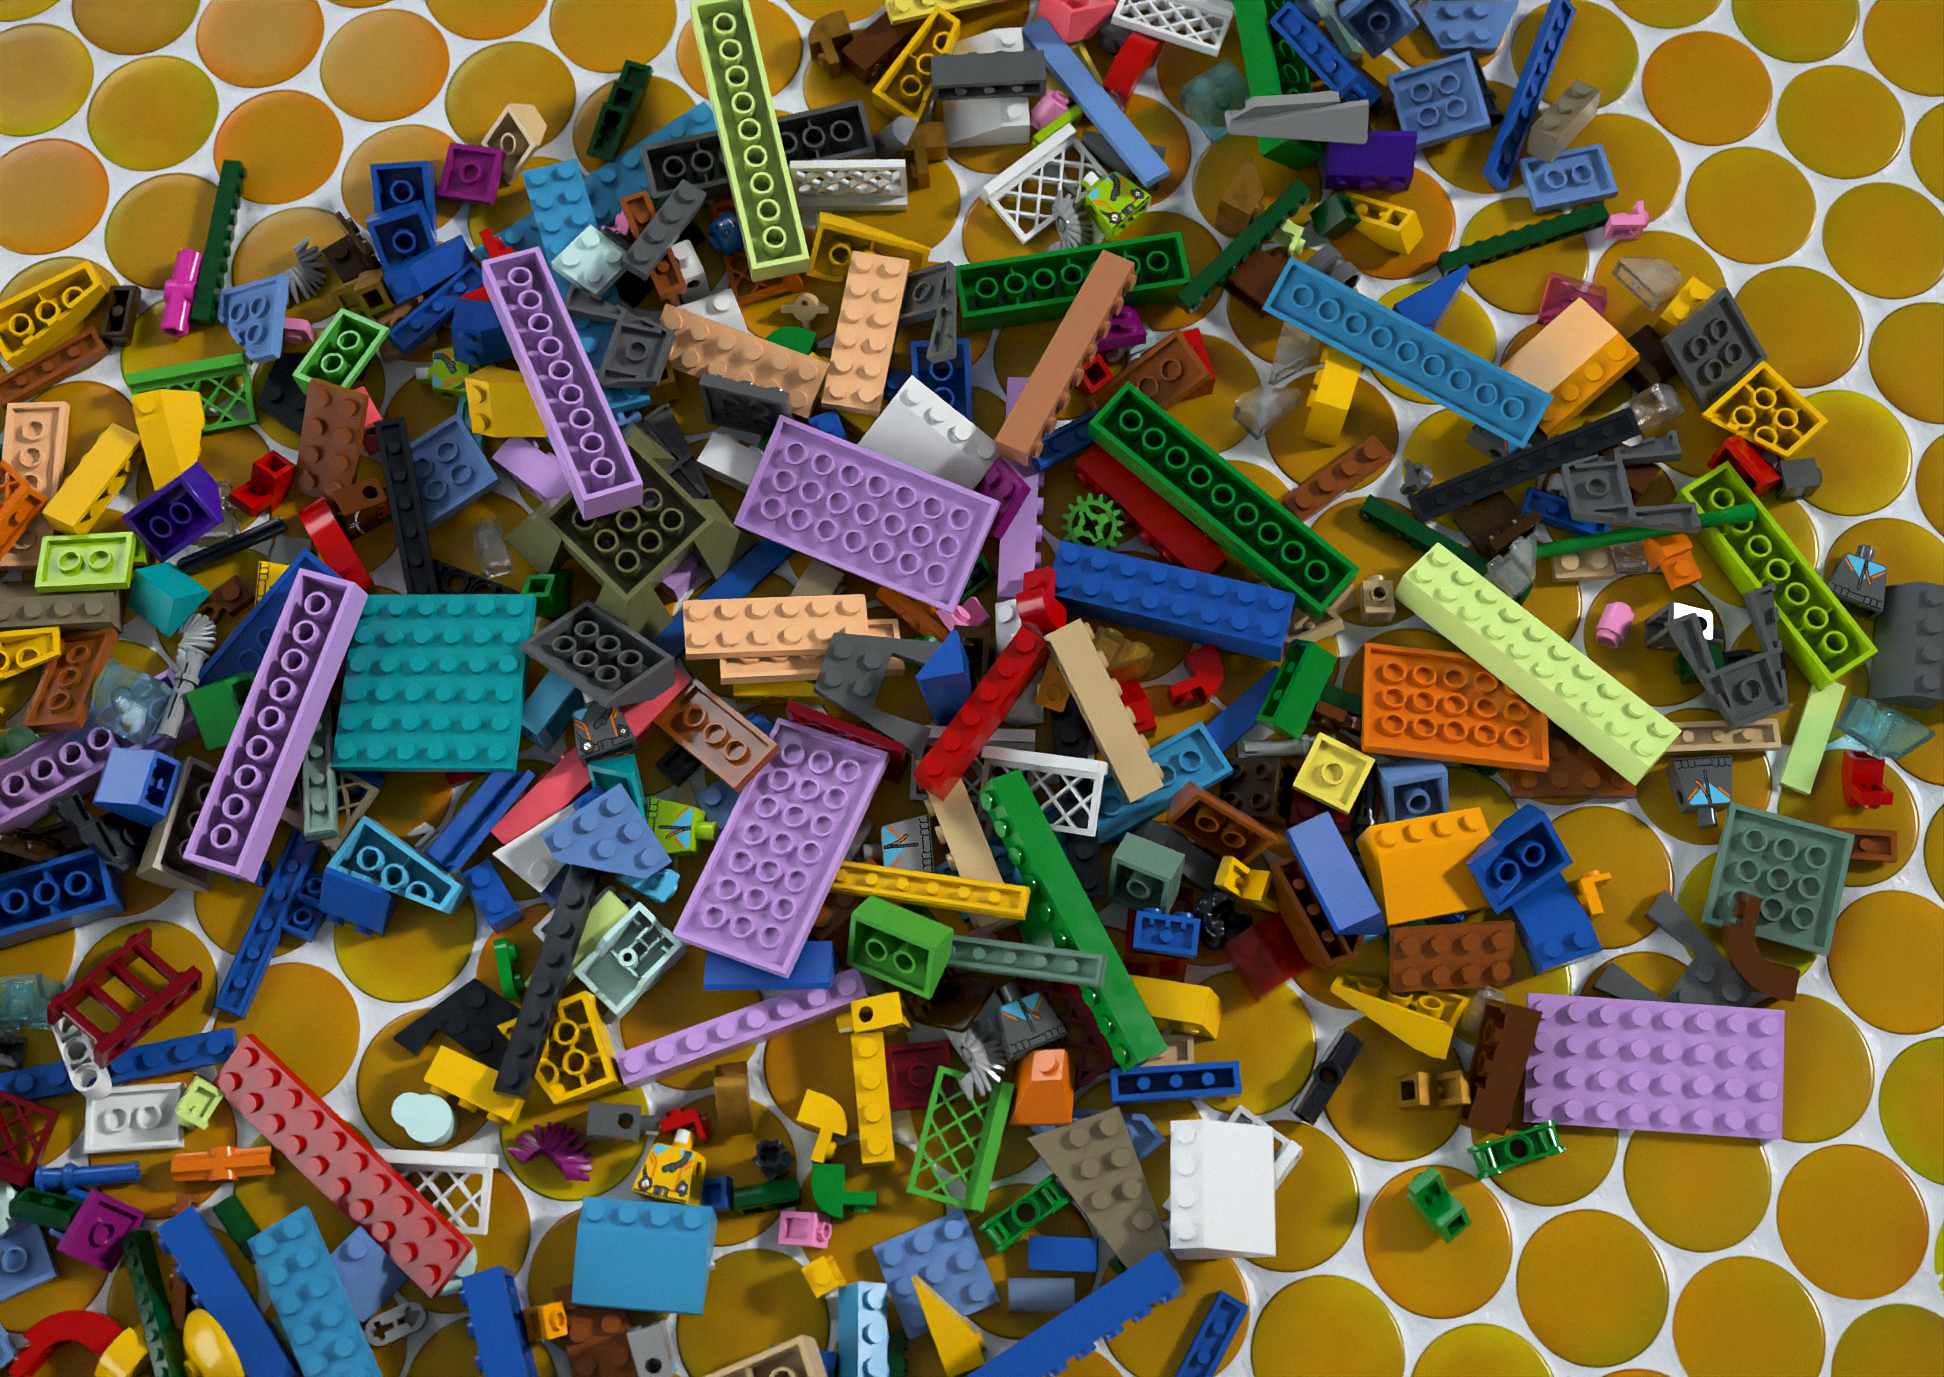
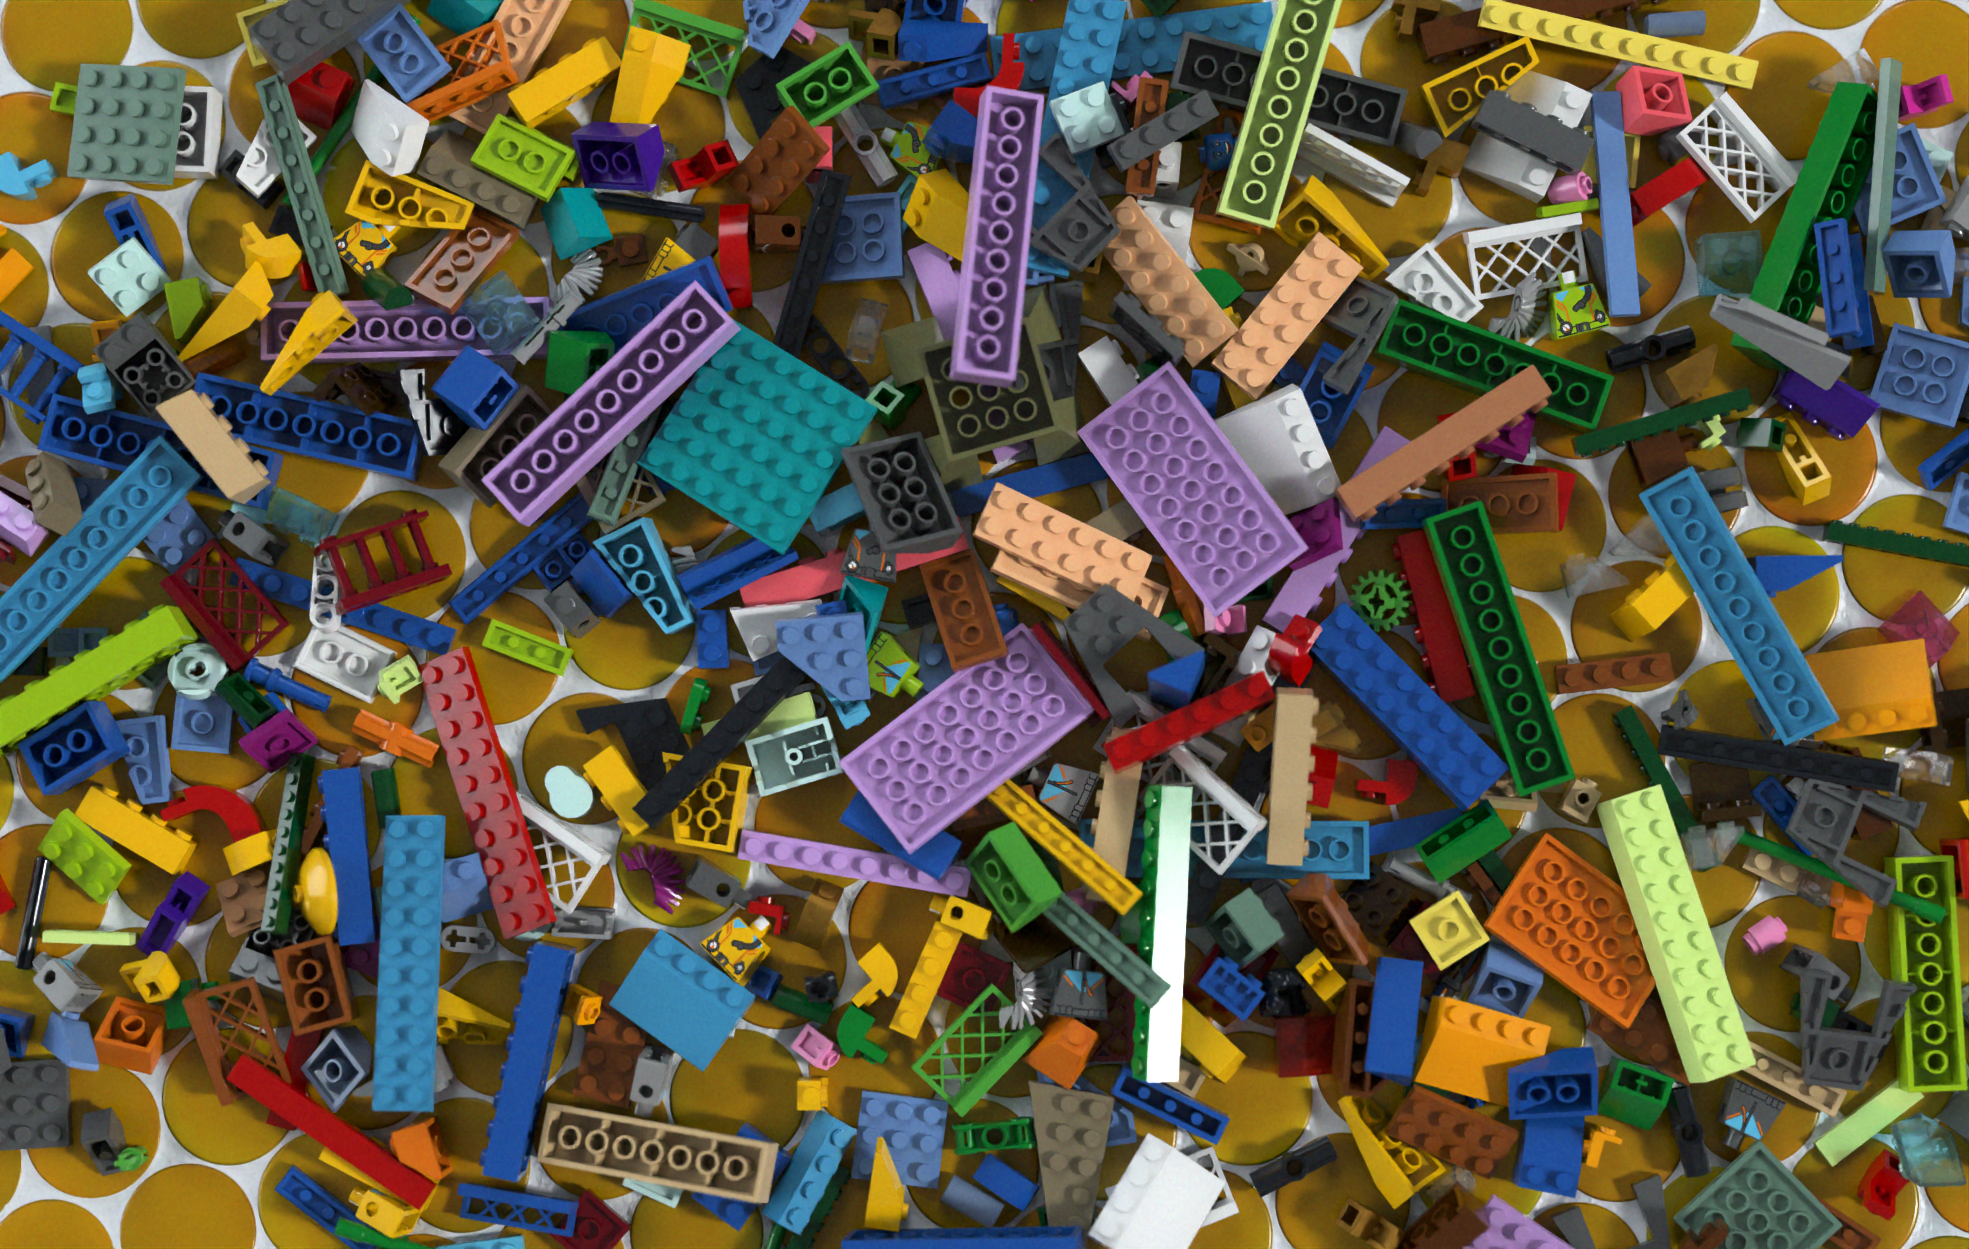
camera: 30 degrees right, 15 degrees up
(314, 1004) = (527, 647): none -> lime plate
(336, 942) = (572, 609): none -> dark grey torso
(394, 386) = (874, 160): none -> white piece
(506, 1240) = (585, 923): none -> light grey hinge
(974, 243) = (1434, 285): none -> white wing
(1207, 191) = (1666, 345): none -> black piece
(1592, 826) = (1633, 1093): none -> green slope
(1677, 849) = (1692, 1149): none -> black piece

